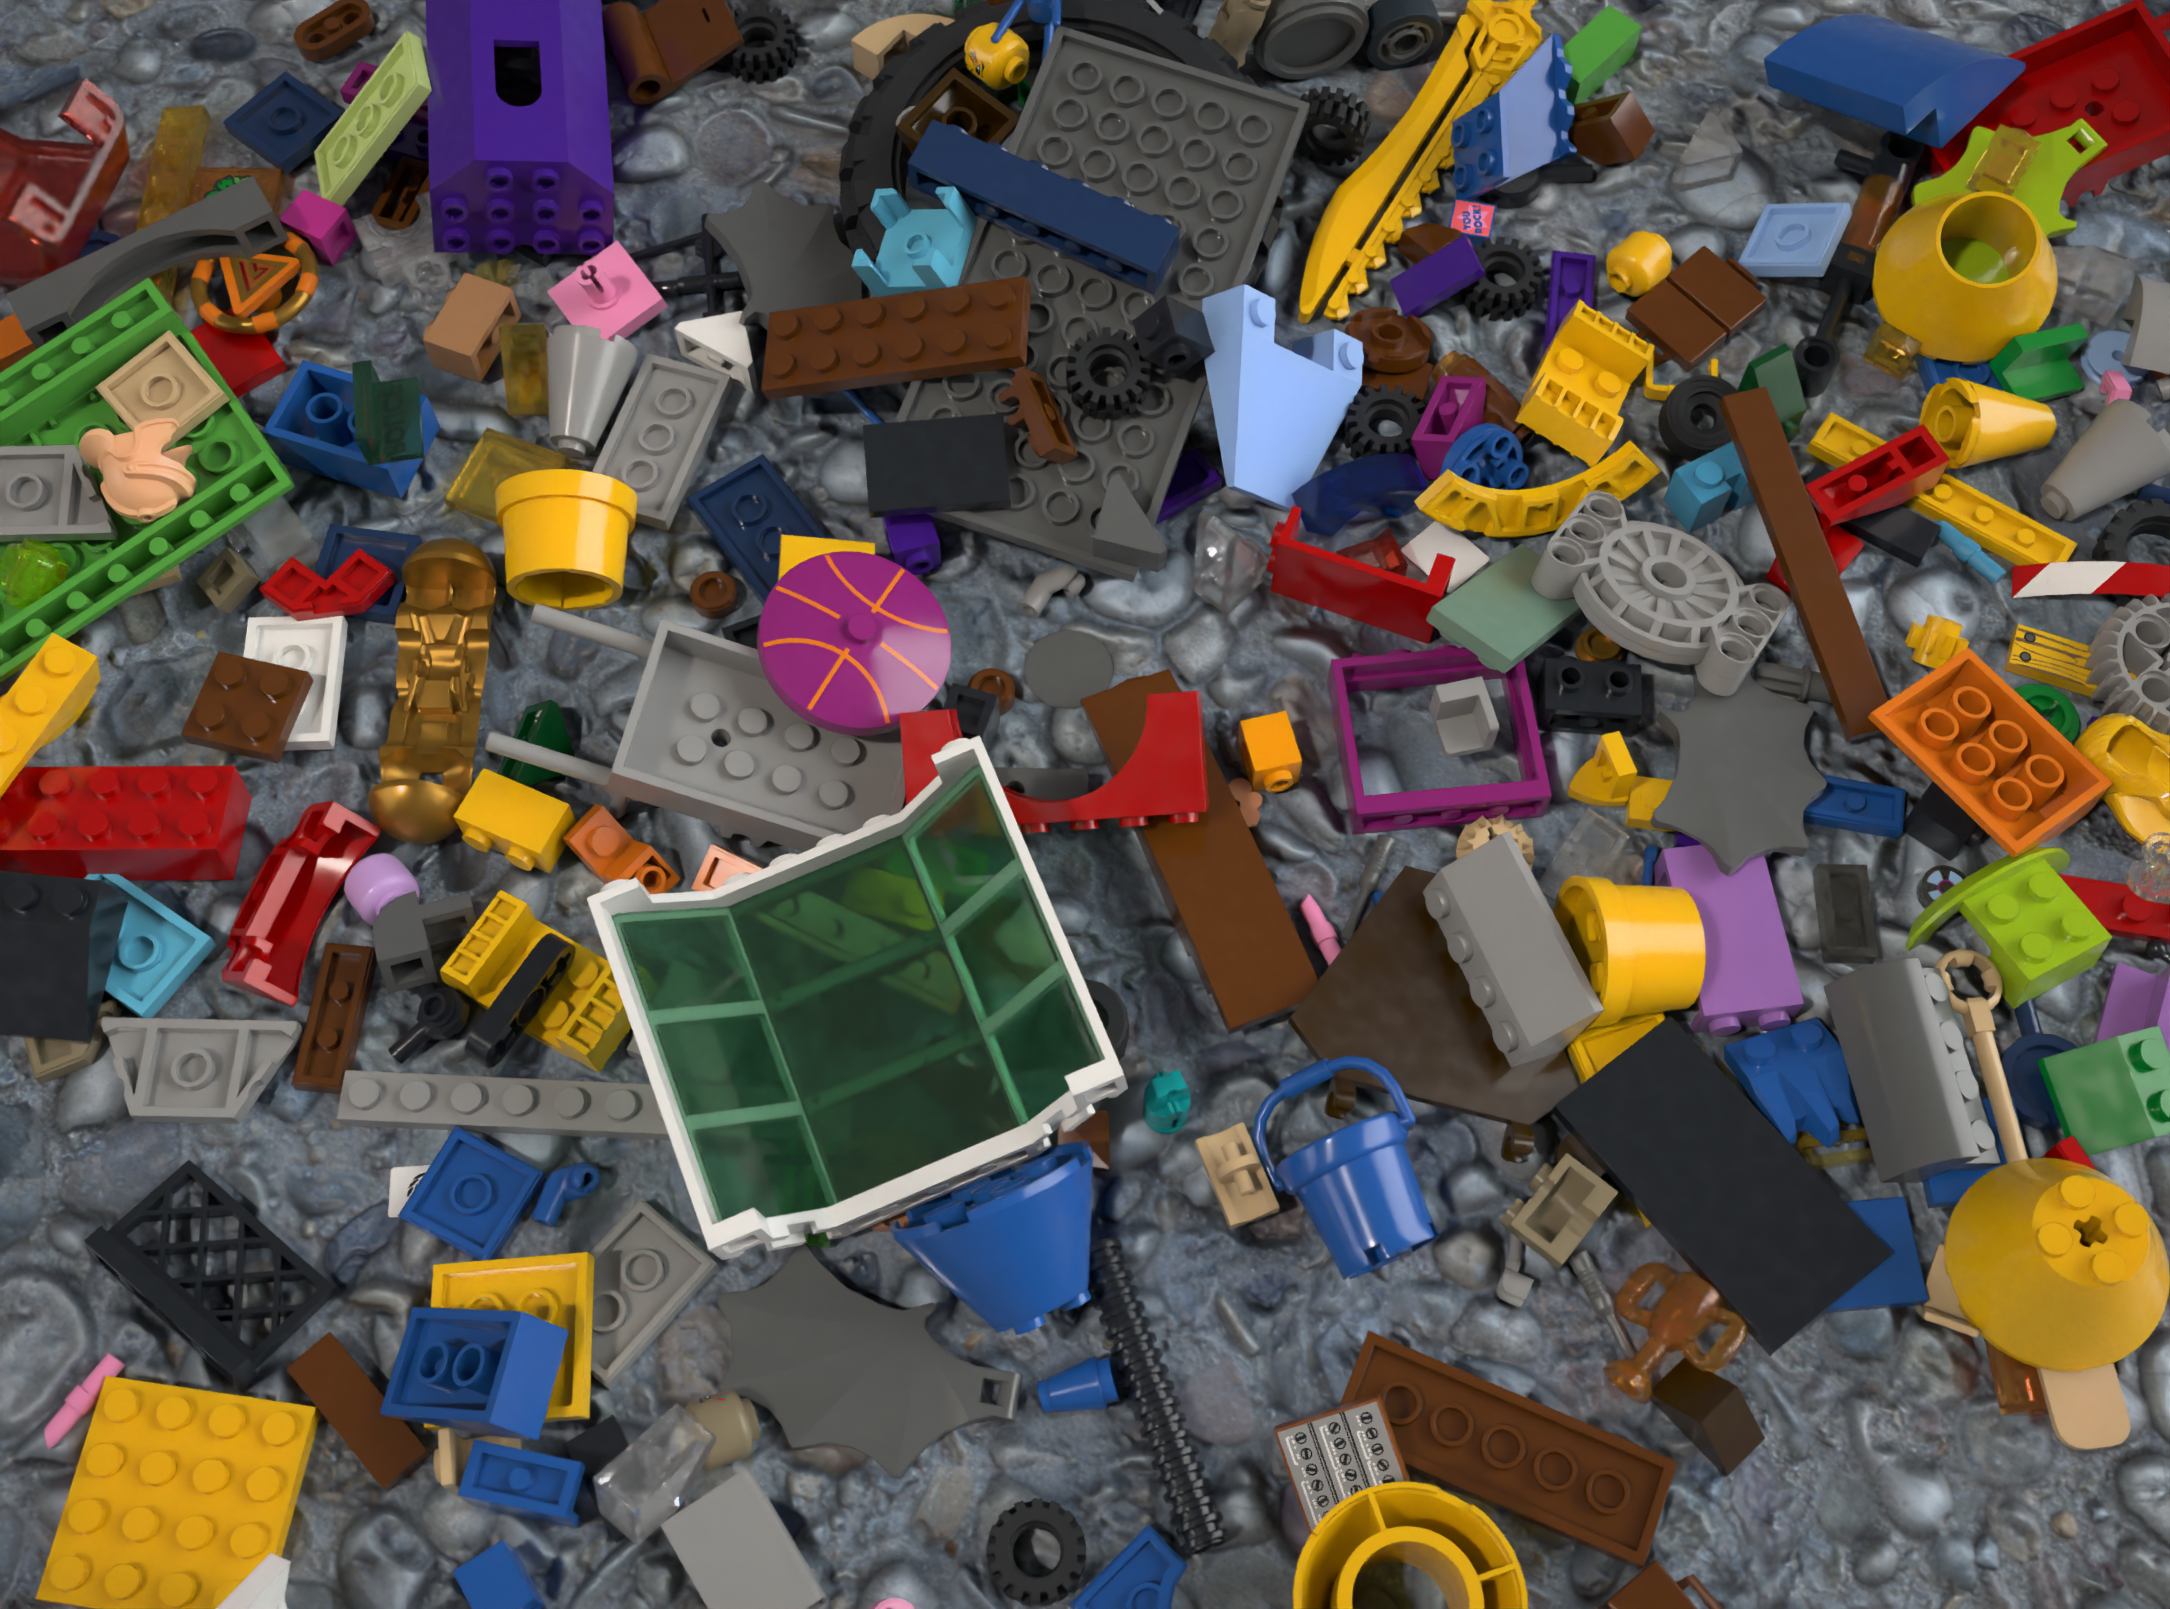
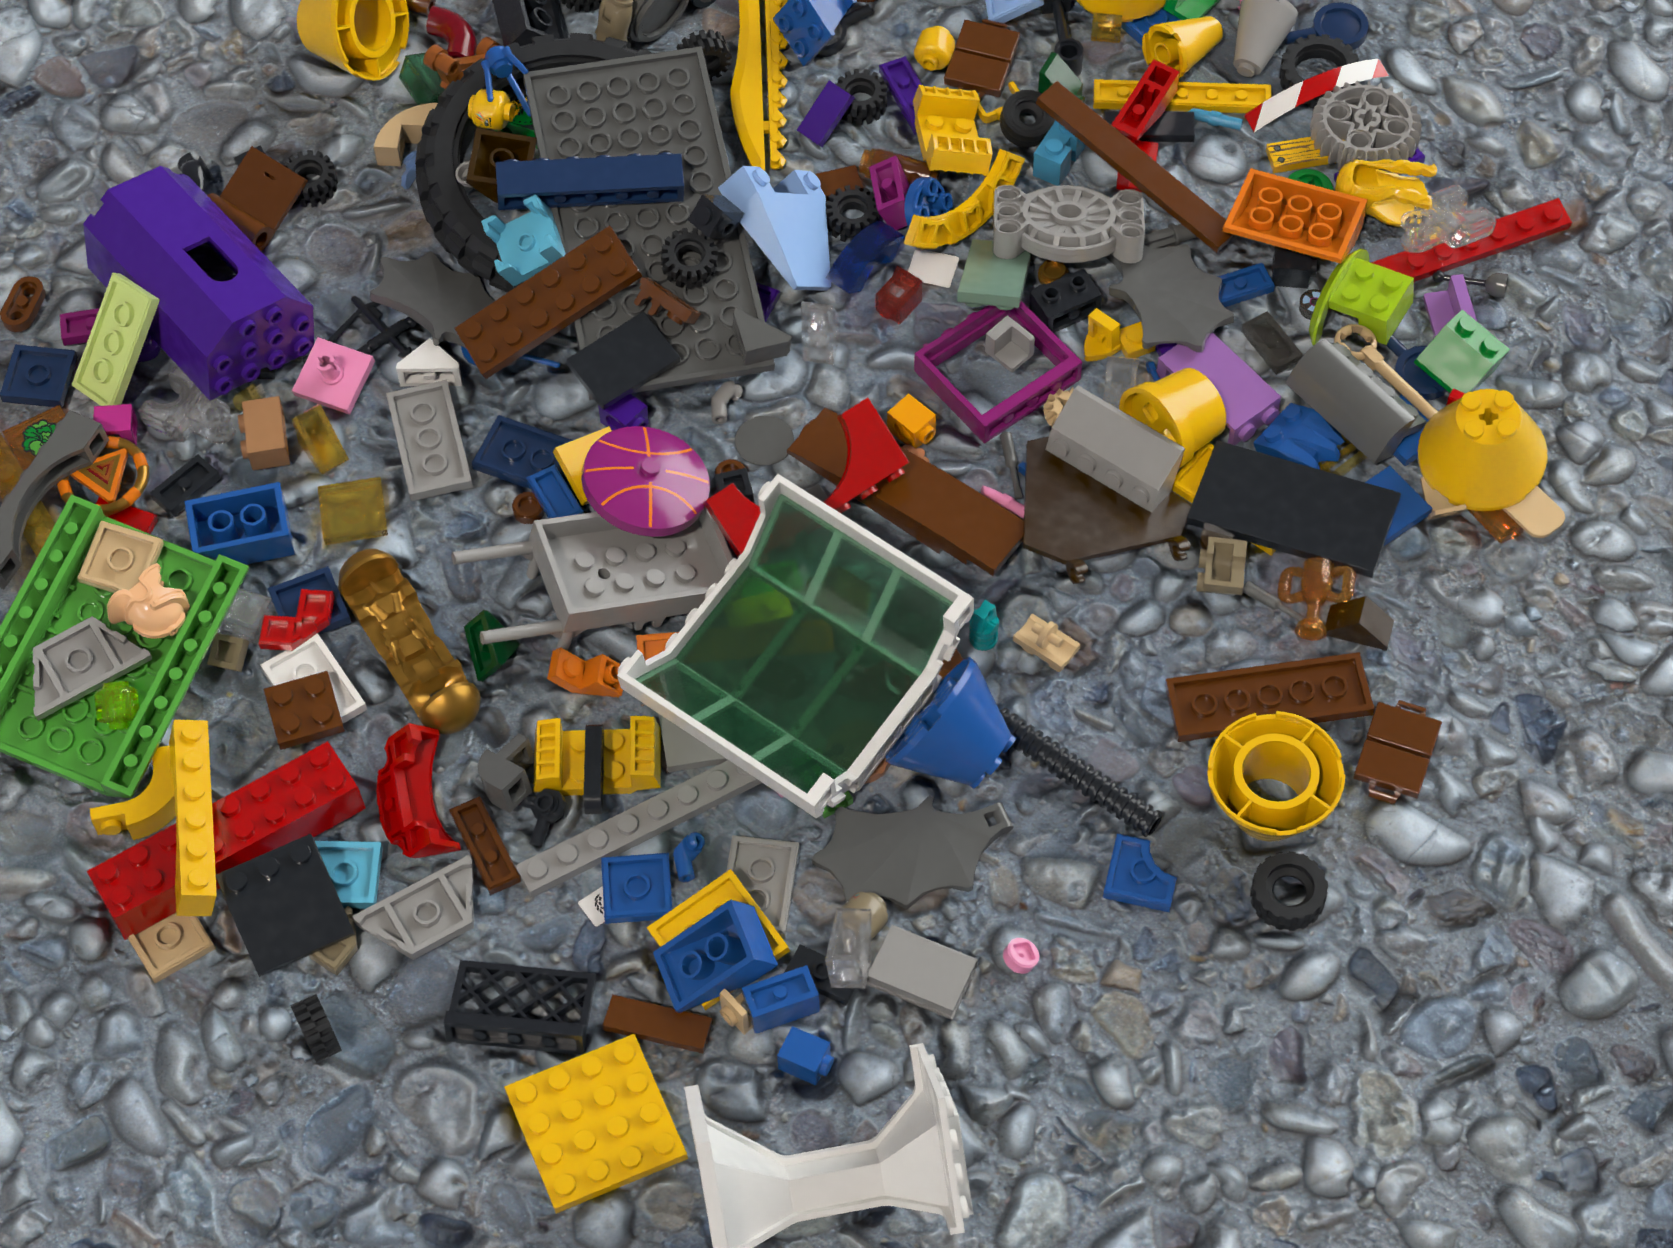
camera: 30 degrees left, 5 degrees down
(81, 1400) = (497, 1108): bright pink piece -> none
(342, 341) = (185, 485): none -> black plate
(376, 883) = (459, 763): lavender head -> none
(387, 416) = (268, 503): clear green panel -> none
(408, 208) = (149, 359): reddish brown tile -> none
(514, 821) = (513, 684): yellow brick -> none
(565, 537) = (427, 515): yellow piece -> none
(584, 385) = (364, 429): light grey cone -> none
(746, 591) = (553, 493): none -> blue tile
(1015, 1522) = (1075, 861): black tyre -> none
(1080, 1387) = (1037, 789): blue cone -> none
(1339, 1455) = (1189, 743): light grey tile -> none
(1353, 586) = (899, 308): red panel -> none
(1354, 1179) = (1111, 606): blue piece -> none
(1408, 341) = (827, 162): reddish brown tile -> none
(1425, 239) = (803, 96): reddish brown slope -> none
(1473, 219) = (819, 72): tile -> none
(1514, 1286) = (1222, 618): light grey hand -> none
(1935, 641) = (1230, 175): yellow gear -> none

